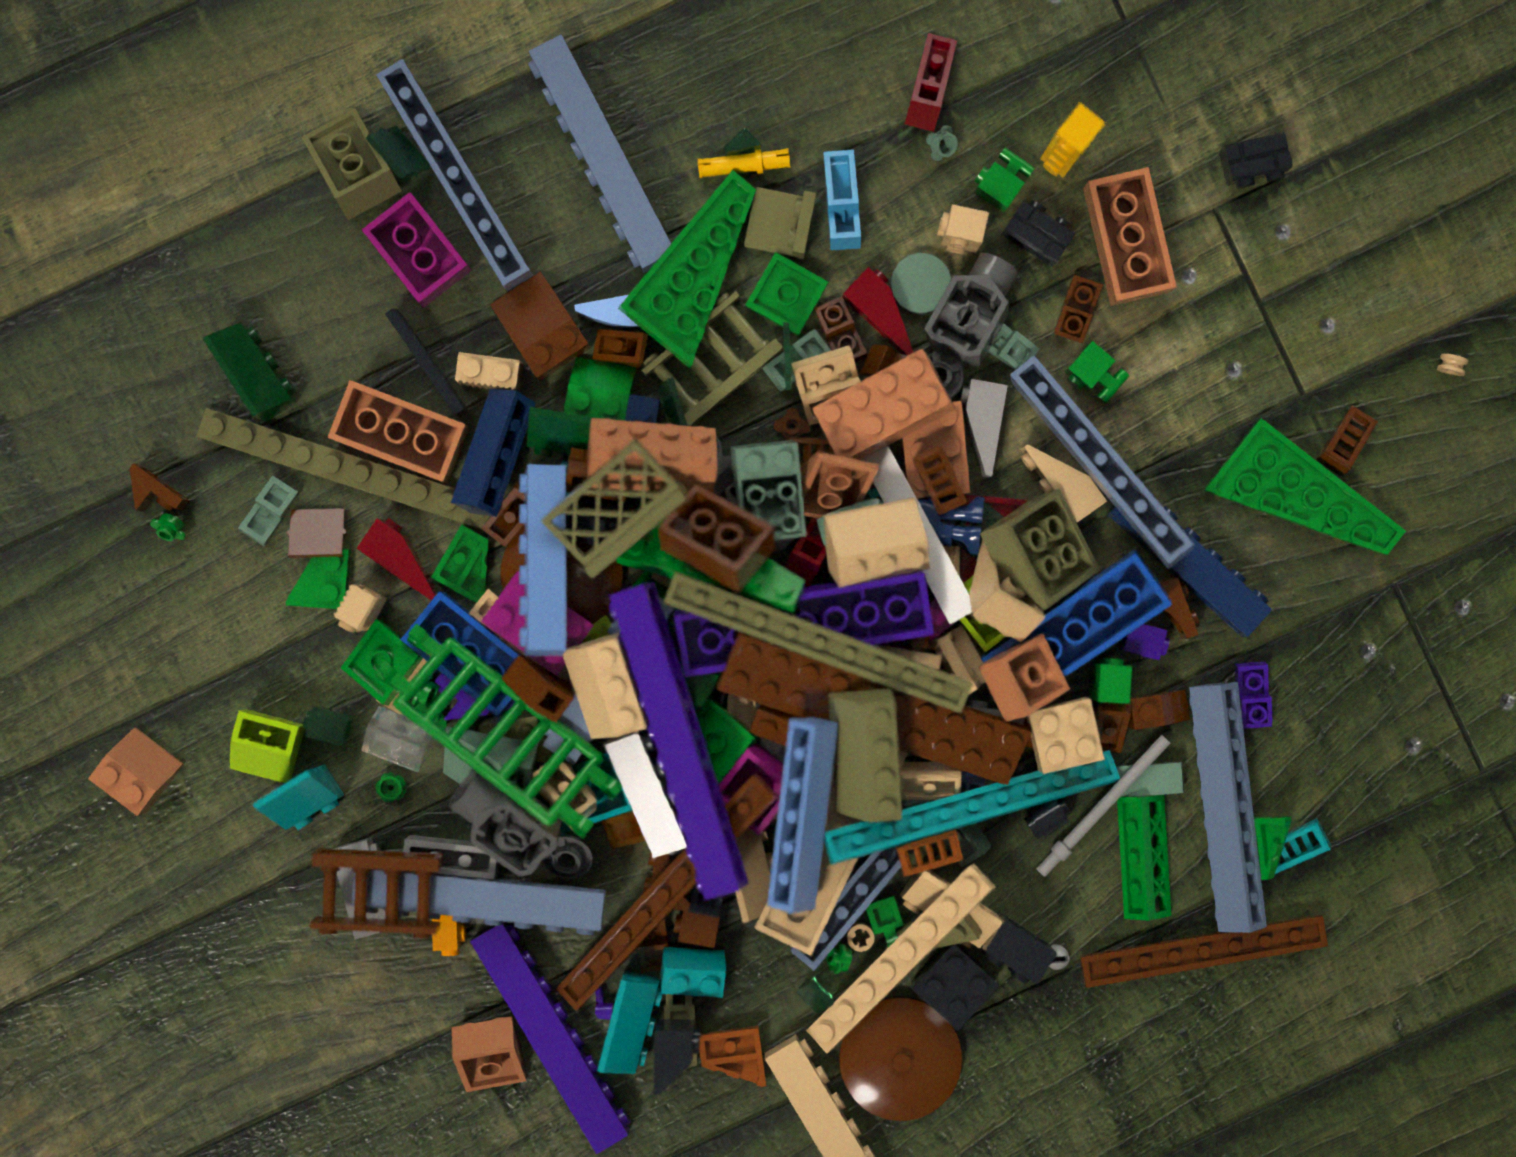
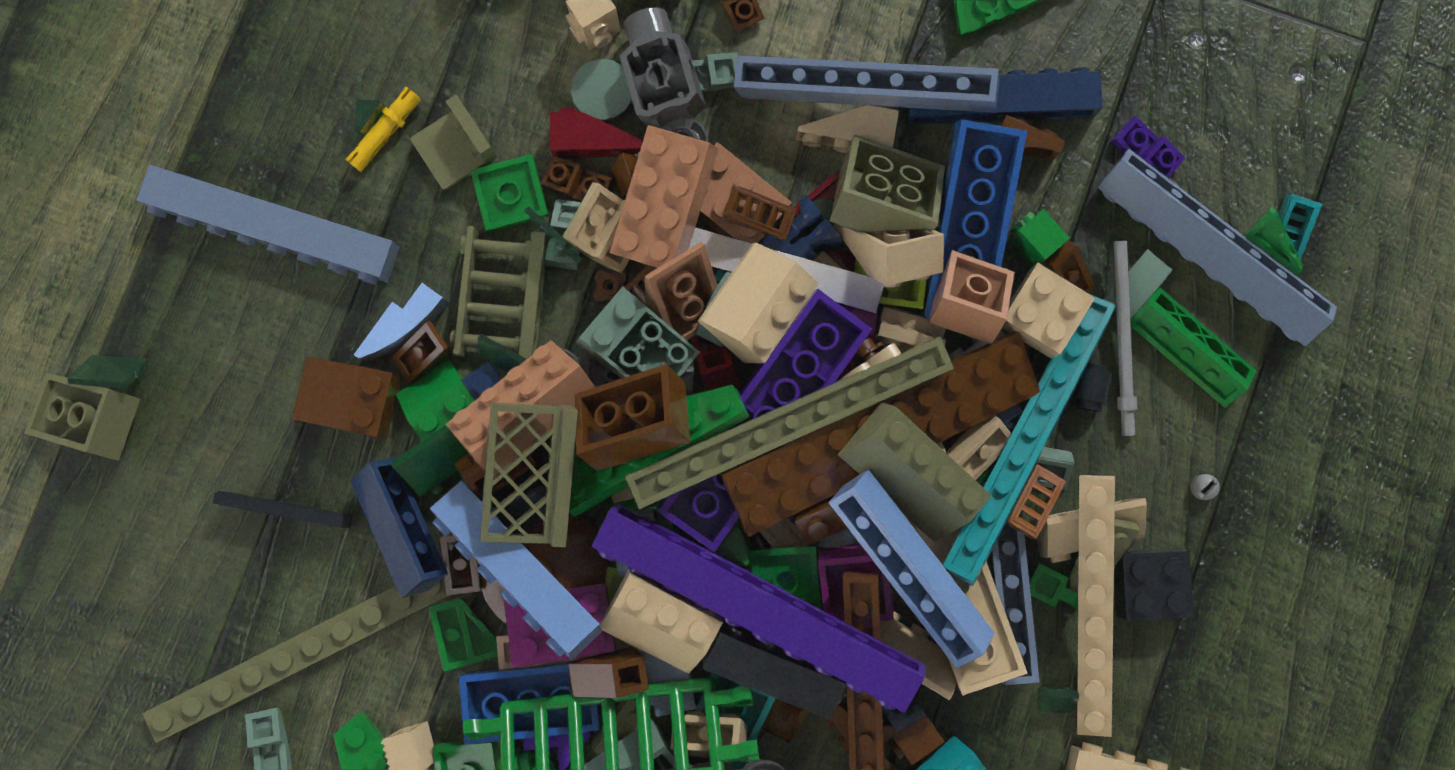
camera: 35 degrees left, 5 degrees down
(251, 370) = (148, 650): dark green slope -> none
(316, 533) = (322, 725): piece -> none
(395, 553) = (399, 680): dark red slope -> none
(398, 432) = (310, 583): nougat brick -> none
(416, 250) = (192, 430): magenta brick -> none
(454, 175) = (167, 346): sand blue brick -> none
(488, 372) = (336, 469): tan brick -> none
(685, 281) = (420, 255): green wing -> none
(839, 958) = (1048, 652): green plate -> none
(842, 200) = (484, 86): dark azure slope -> none
(869, 939) = (1053, 614): tan bush -> none
(901, 1059) = (1171, 684): reddish brown dish -> none
(983, 415) = (746, 140): light grey slope -> none
(1020, 950) = (1179, 508): black brick -> none
(1091, 368) = (789, 28): green brick -> none
(1146, 642) = (1033, 186): dark purple brick -> none
(1158, 709) = (1092, 226): reddish brown slope -> none
(1202, 951) = (1306, 375): reddish brown plate -> none

